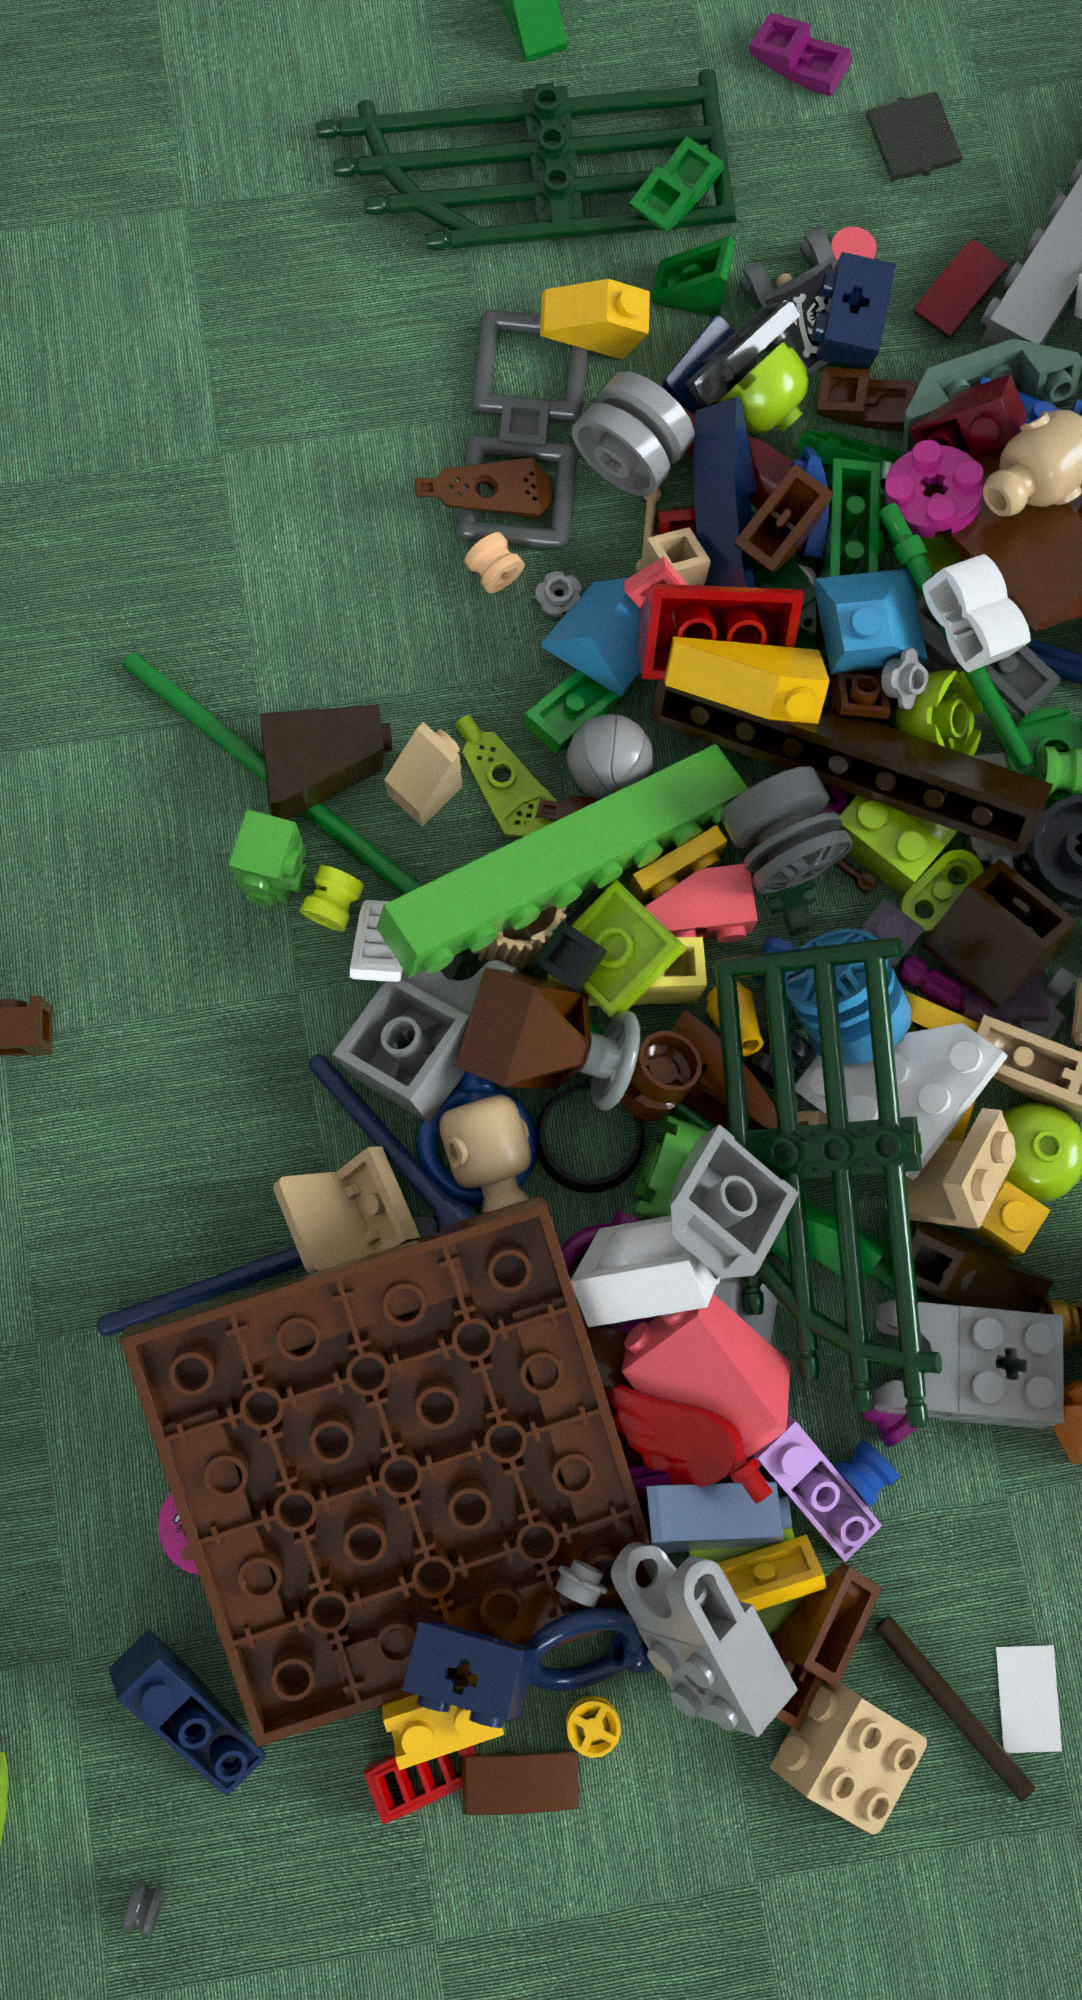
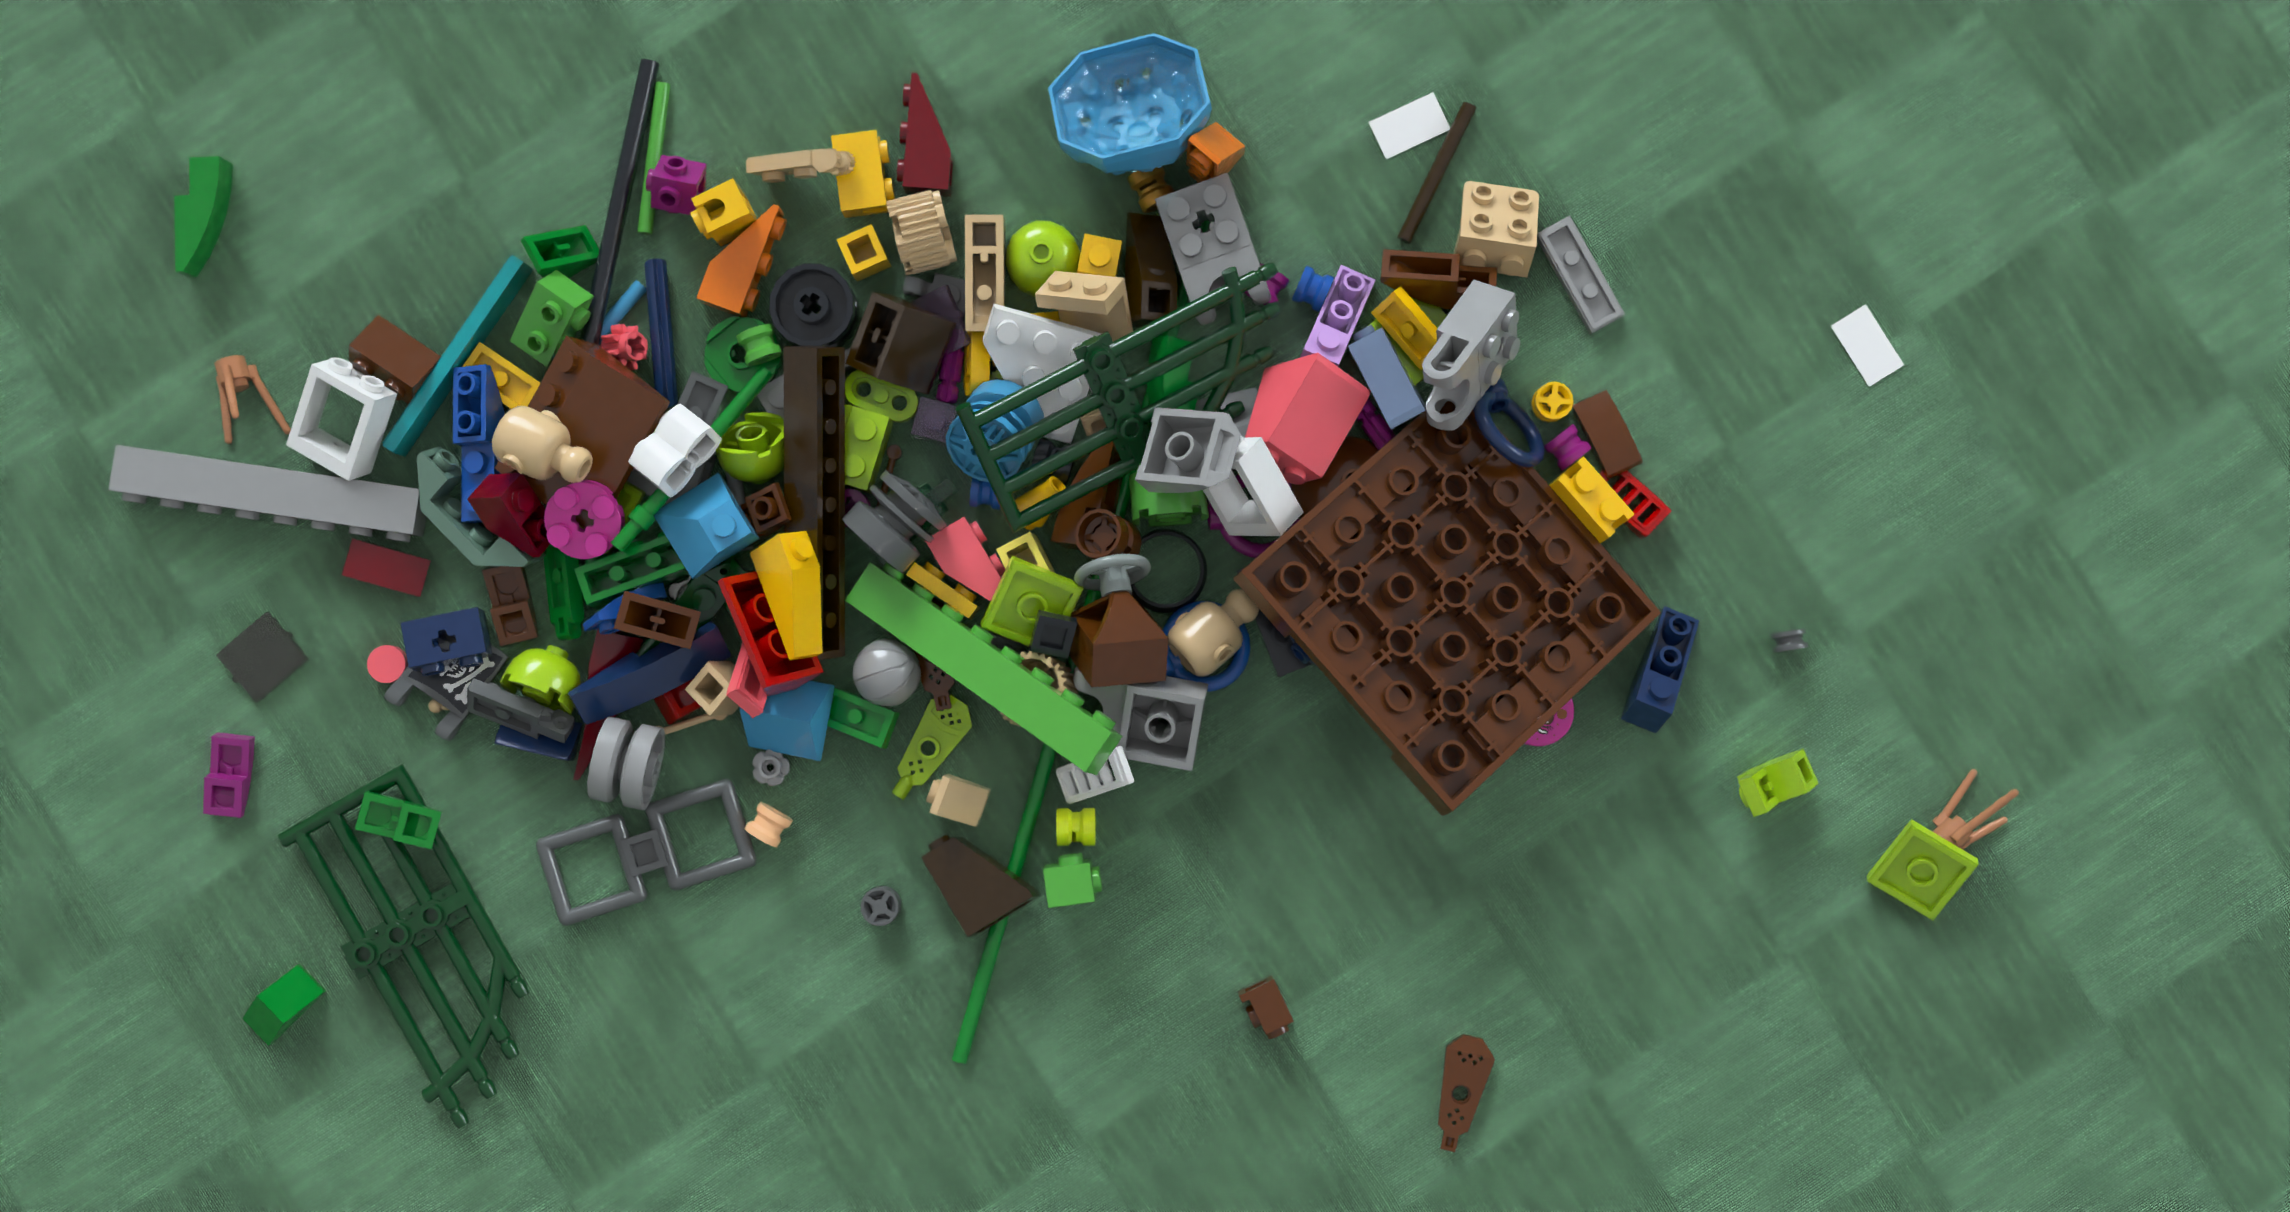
camera: 110 degrees left, 10 degrees up
(199, 1291) = (1328, 726): dark blue piece -> none
(346, 1211) = (1295, 710): tan bracket -> none
(347, 635) = (877, 911): none -> dark grey wheel
(446, 1210) = (1265, 640): dark blue piece -> none
(501, 1669) = (1543, 475): dark blue brick -> none
(505, 481) = (703, 842): reddish brown piece -> none
(532, 1725) = (1567, 447): none -> magenta wheel
(581, 1583) = (1469, 446): light grey plate -> none
(596, 316) = (537, 834): yellow slope -> none
(685, 1441) = (1350, 416): red animal -> none
(695, 278) = (468, 775): green slope -> none
(744, 1842) = (1579, 275): none -> light grey tile
(904, 678) = (744, 482): light grey plate -> none

